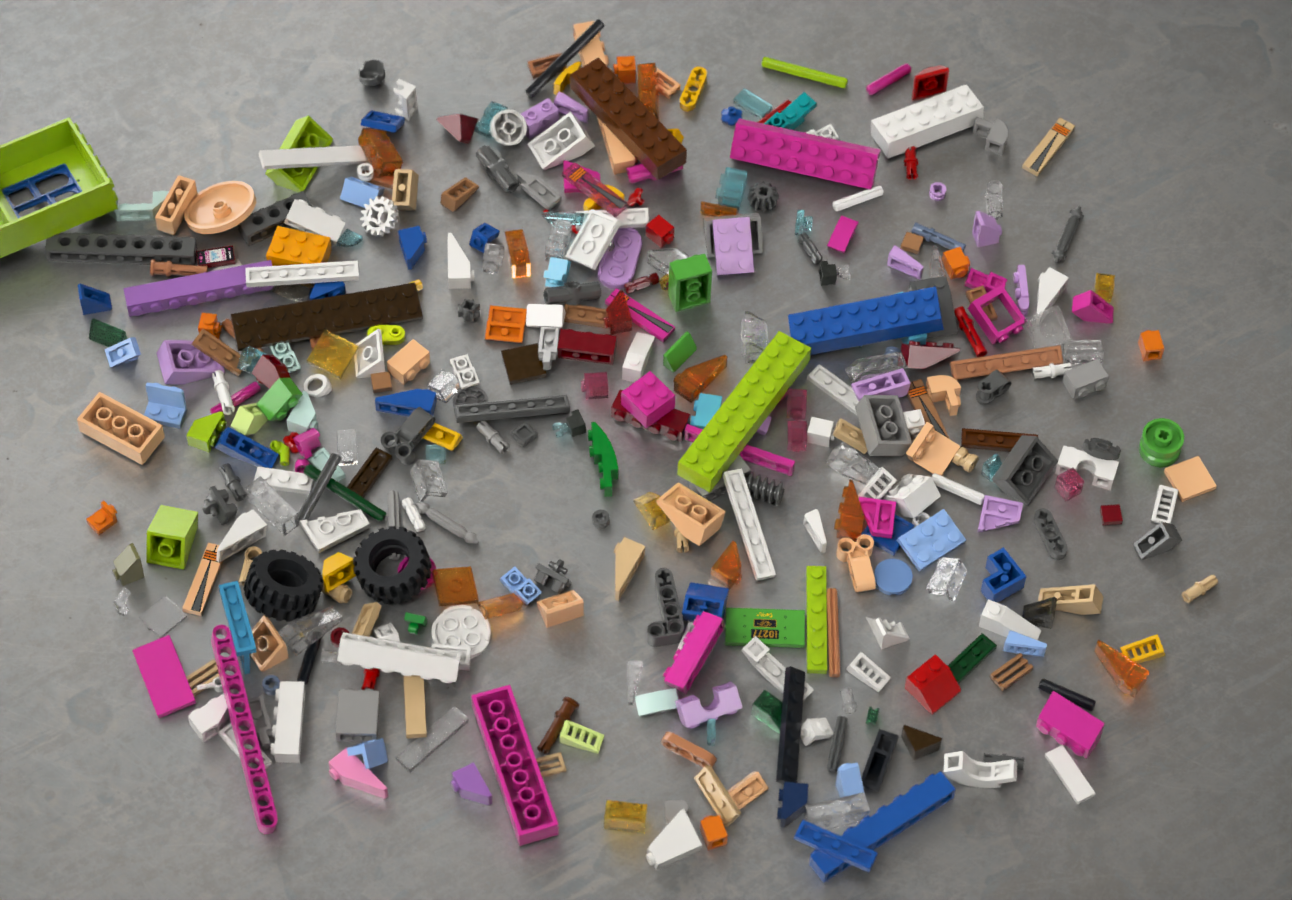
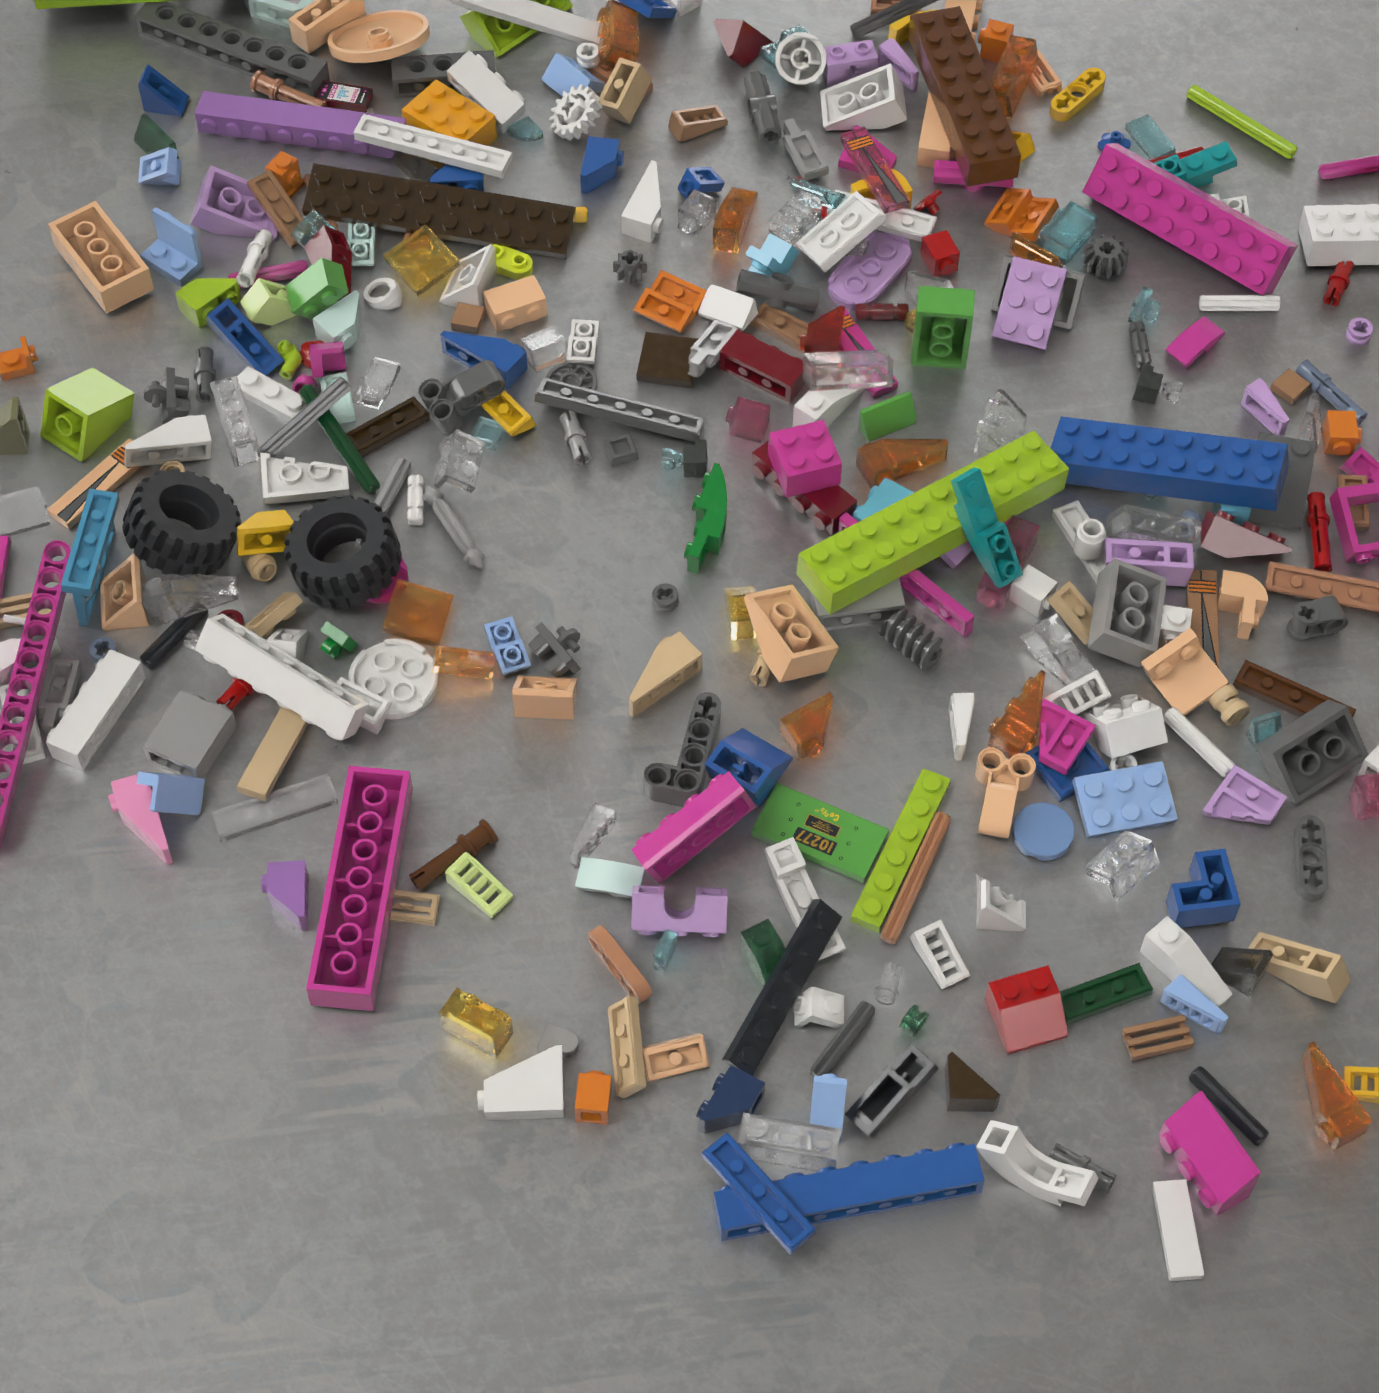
camera: 25 degrees right, 0 degrees up
(644, 331) = (847, 370): none -> clear brick
(697, 185) = (1021, 213): none -> orange slope
(748, 524) = (865, 679): white plate -> none
(783, 409) = (983, 530): none -> teal slope
(841, 387) = (1089, 539): none -> white brick

